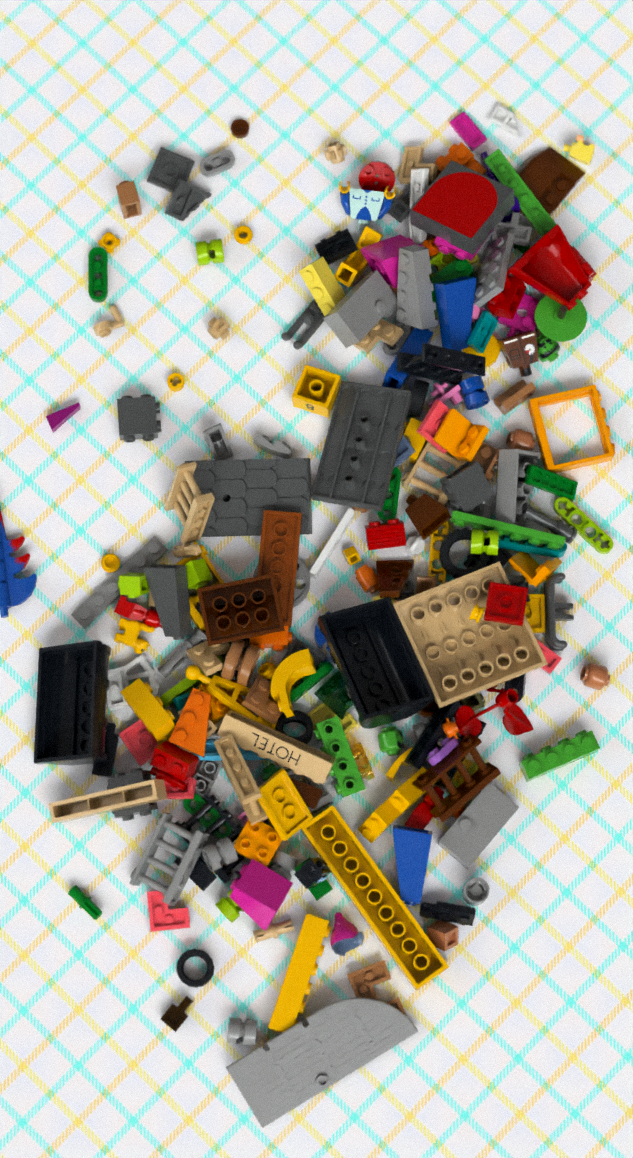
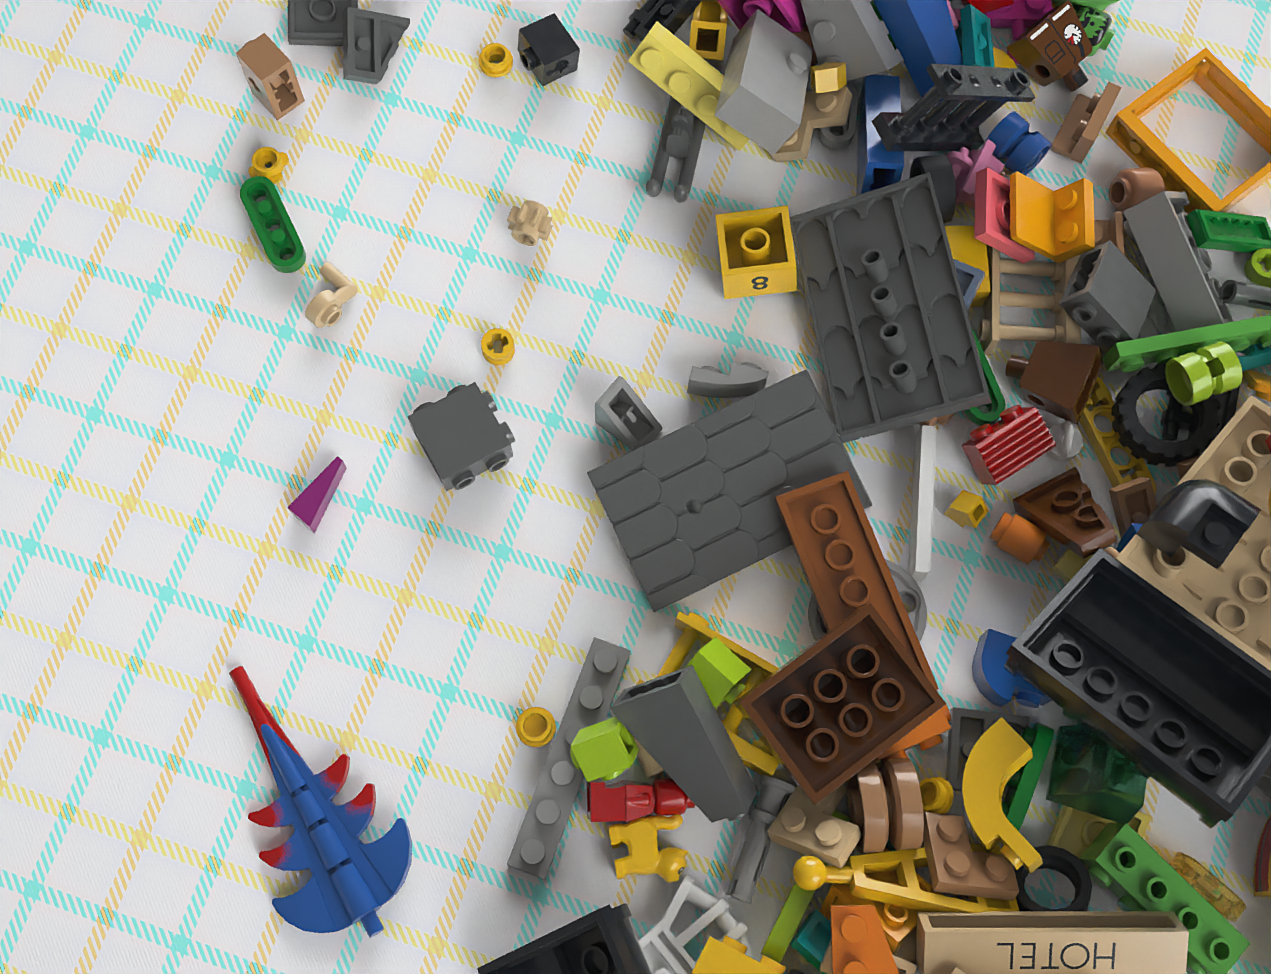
camera: 25 degrees left, 5 degrees down
(187, 550) = (672, 636): tan axle -> none
(199, 506) = (671, 544): tan fence -> none
(203, 255) = (442, 112): lime wheel -> none
(270, 241) = (547, 49): none -> black head
(390, 741) = (1238, 831): bright green head -> none
(394, 319) = (828, 77): none -> yellow piece
(434, 603) = (1200, 518): none -> black brick

